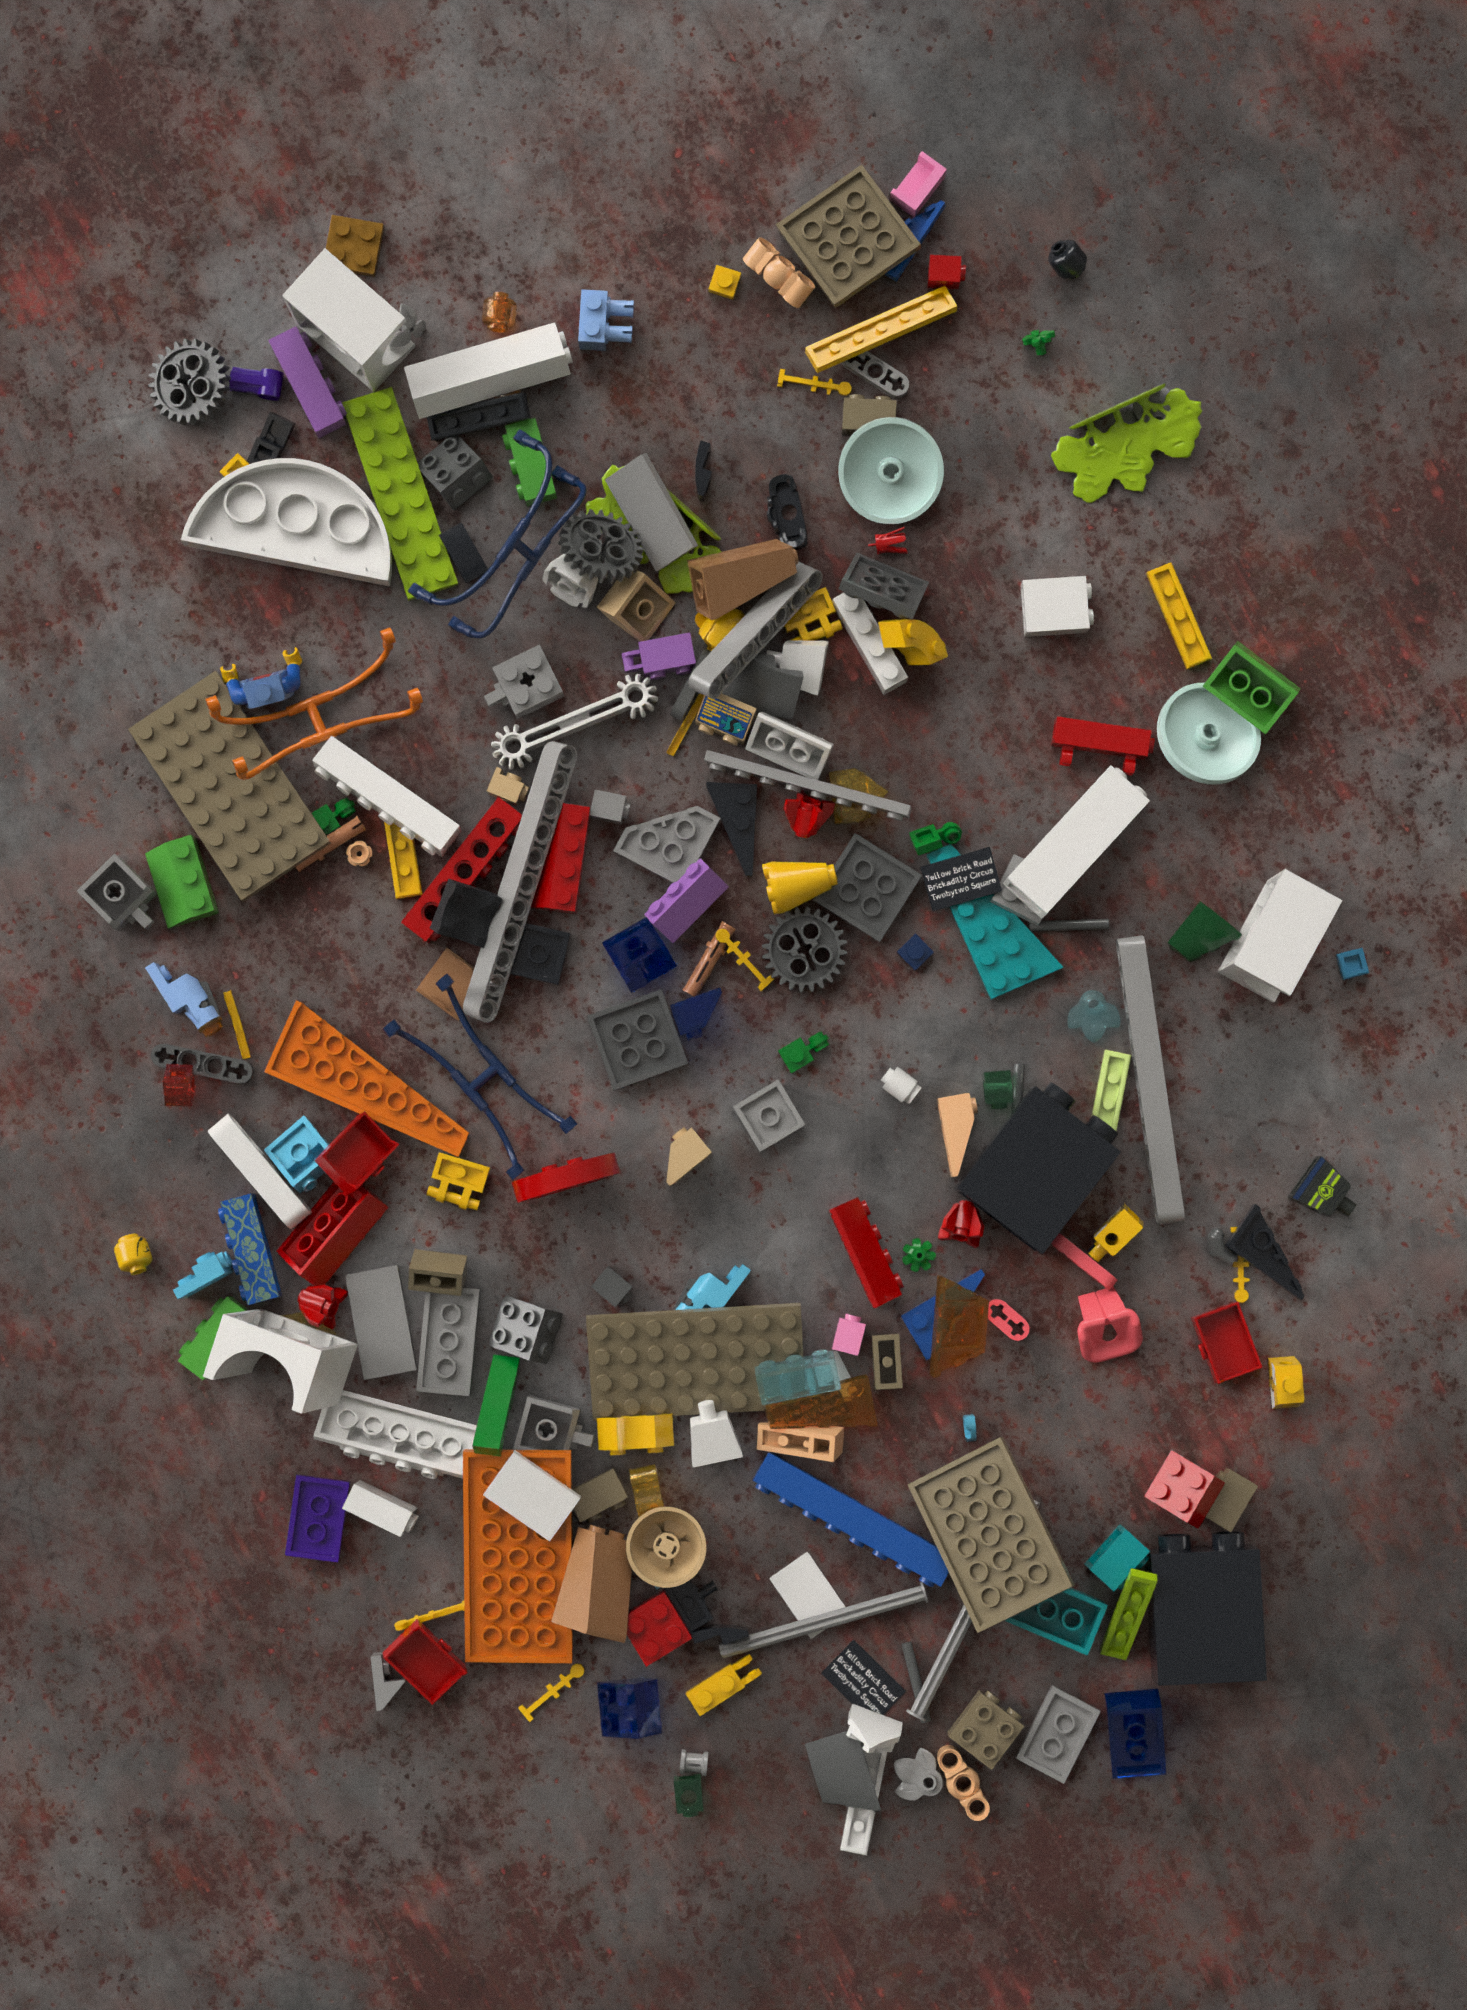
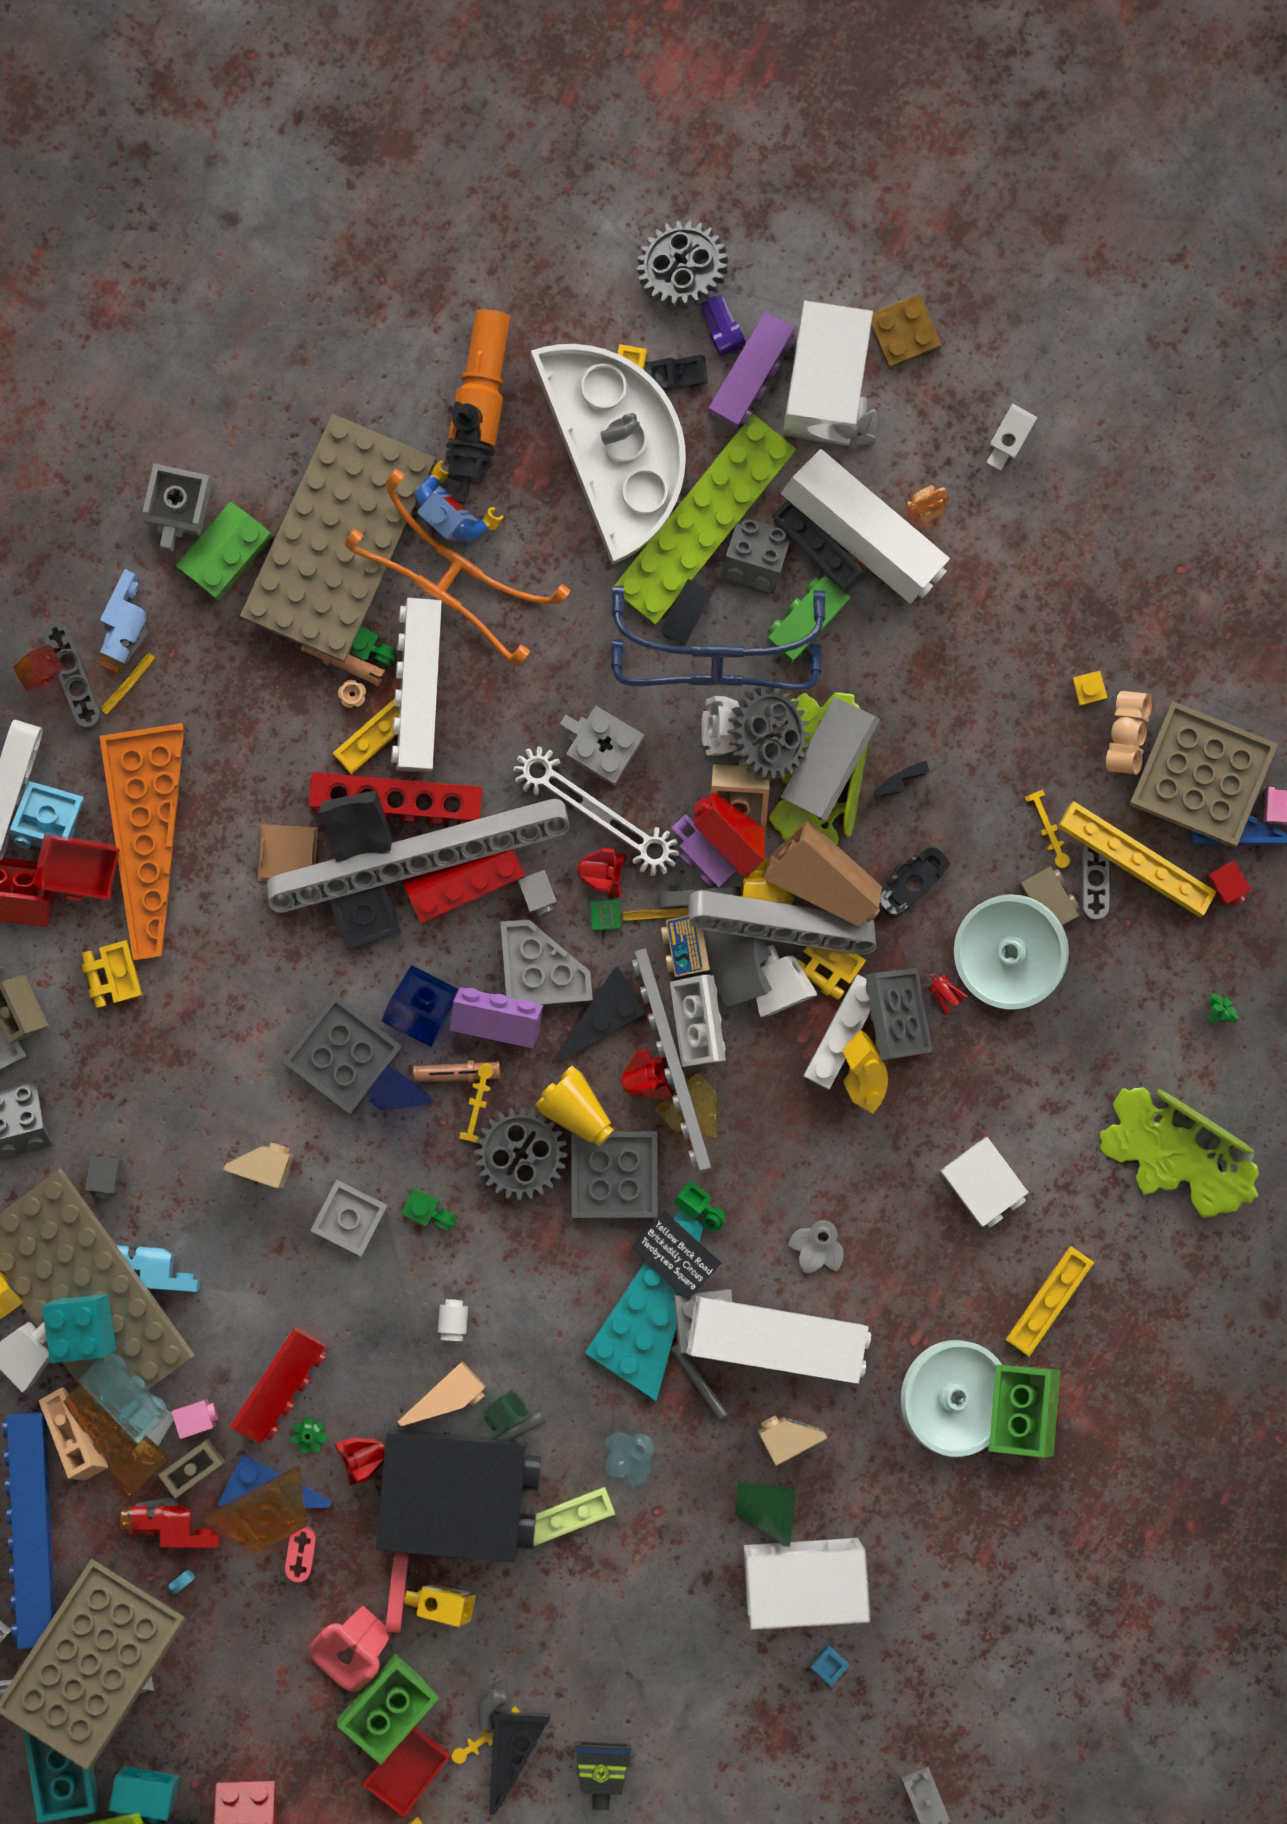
camera: 55 degrees right, 0 degrees up
(194, 609) = (478, 403): none -> orange piece
(290, 511) = (621, 432): none -> dark grey arm
(471, 1089) = (203, 932): dark blue bar -> none
(483, 204) = (1016, 423): none -> white torso
(507, 787) = (497, 790): tan brick -> none
(558, 1179) = (171, 1071): red brick -> none
(594, 315) = (980, 590): light blue brick -> none
(624, 746) = (602, 871): none -> red brick
(660, 625) = (731, 832): none -> red slope
(660, 767) = (605, 915): none -> green tile
(721, 1378) = (79, 1328): none -> teal brick
(915, 952) = (583, 1255): dark blue plate -> none
(917, 1405) = (170, 1521): none -> red plate
(1026, 770) = (815, 1250): none -> light grey plate
(1102, 739) = (889, 1303): red brick -> none
(1150, 1080) = (602, 1546): light grey beam -> none
(1158, 883) = (788, 1437): none -> tan slope
(1170, 1326) = (387, 1709): none -> bright green slope

